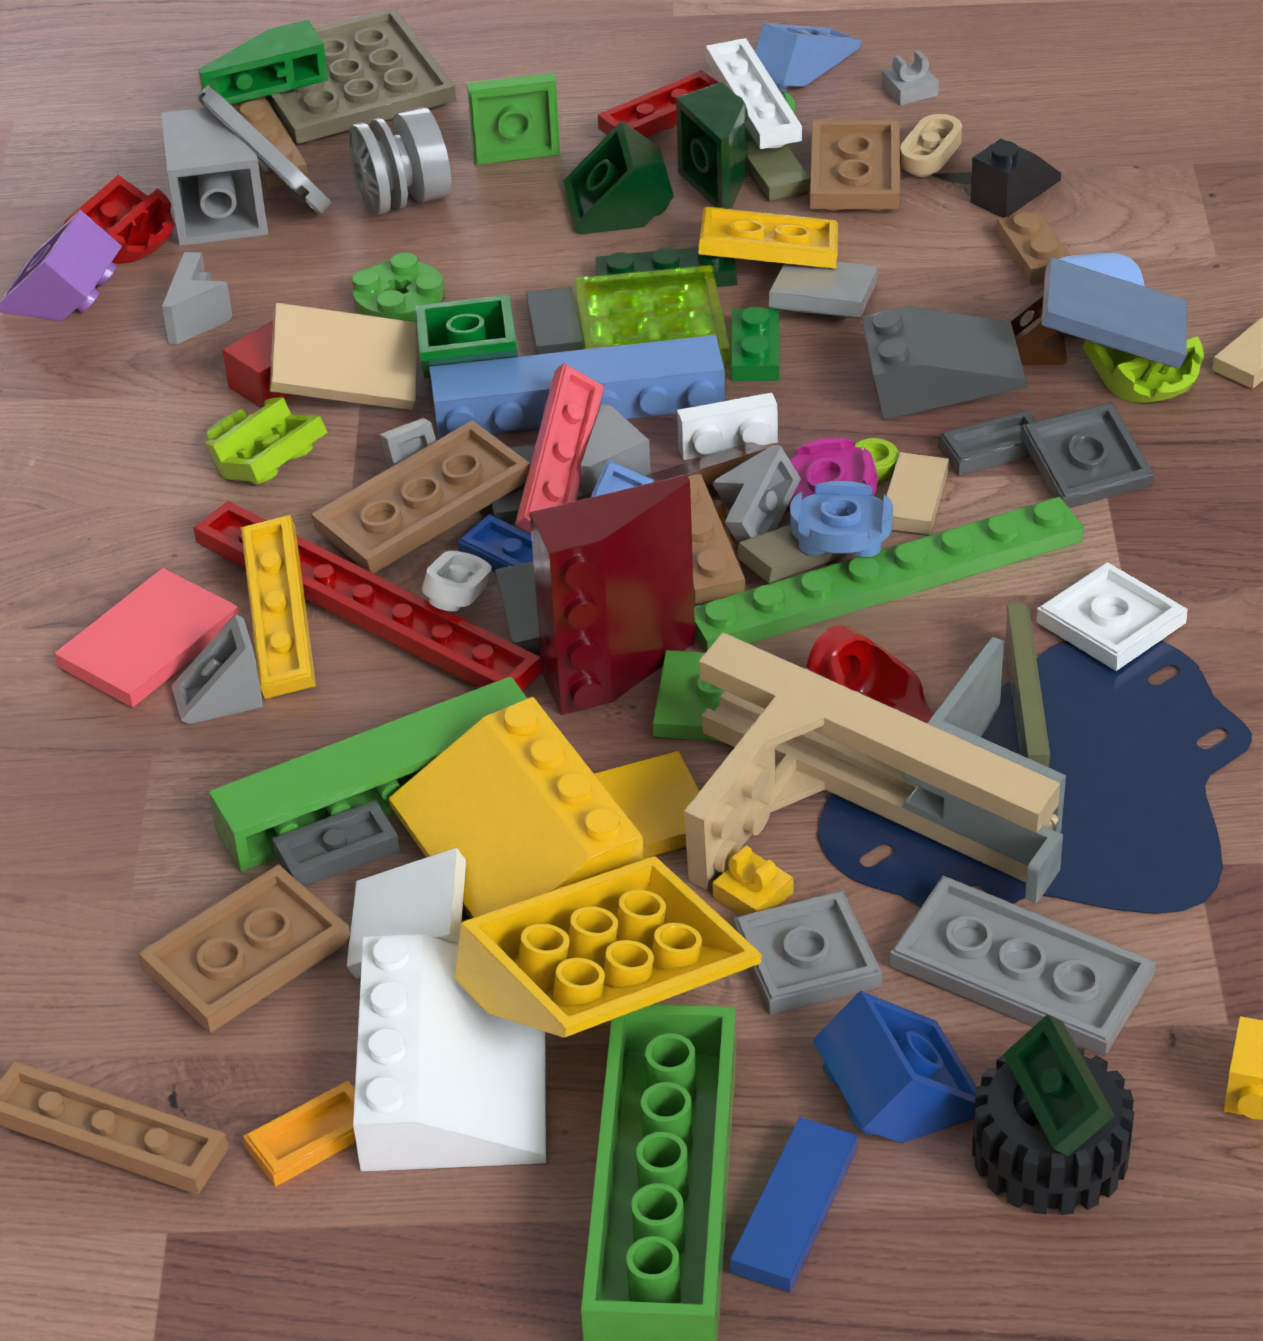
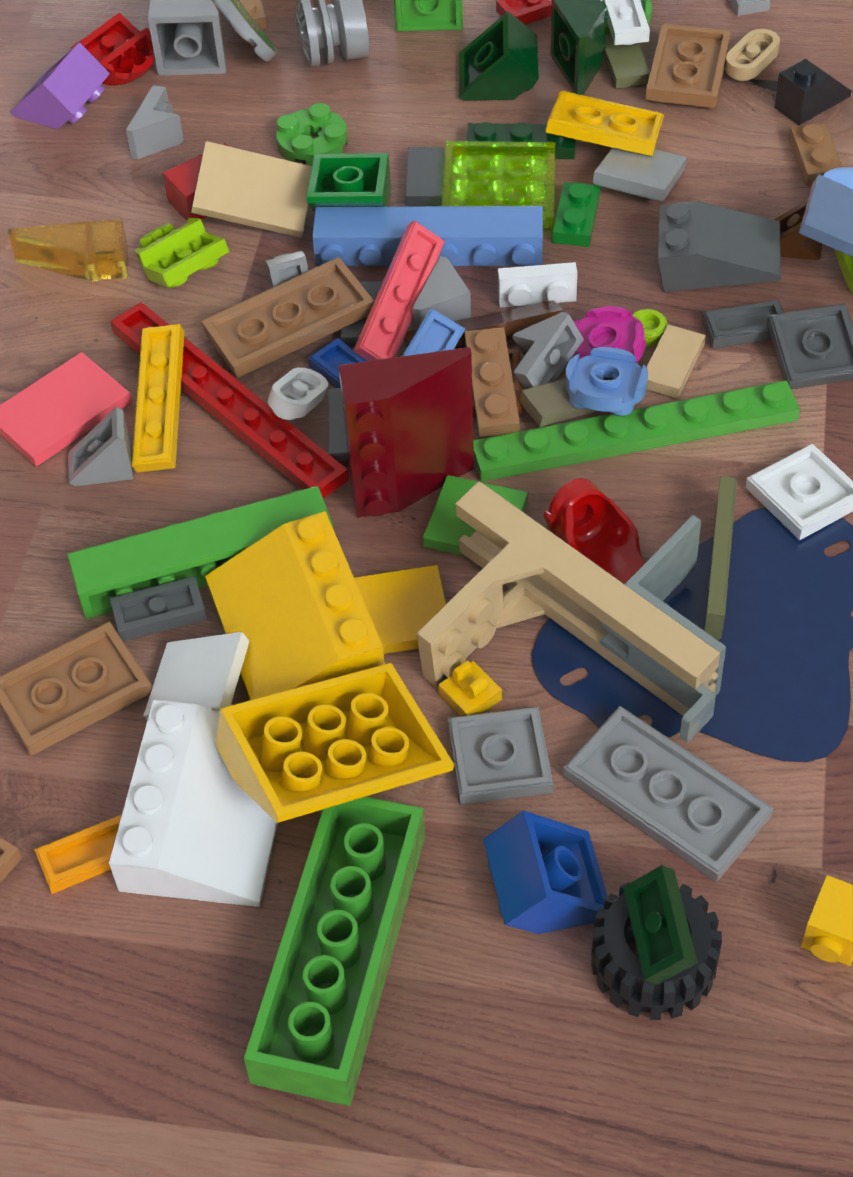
camera: 10 degrees right, 10 degrees up
(125, 452) = (75, 249): none -> clear yellow slope
(794, 1204) = (440, 977): blue tile -> none

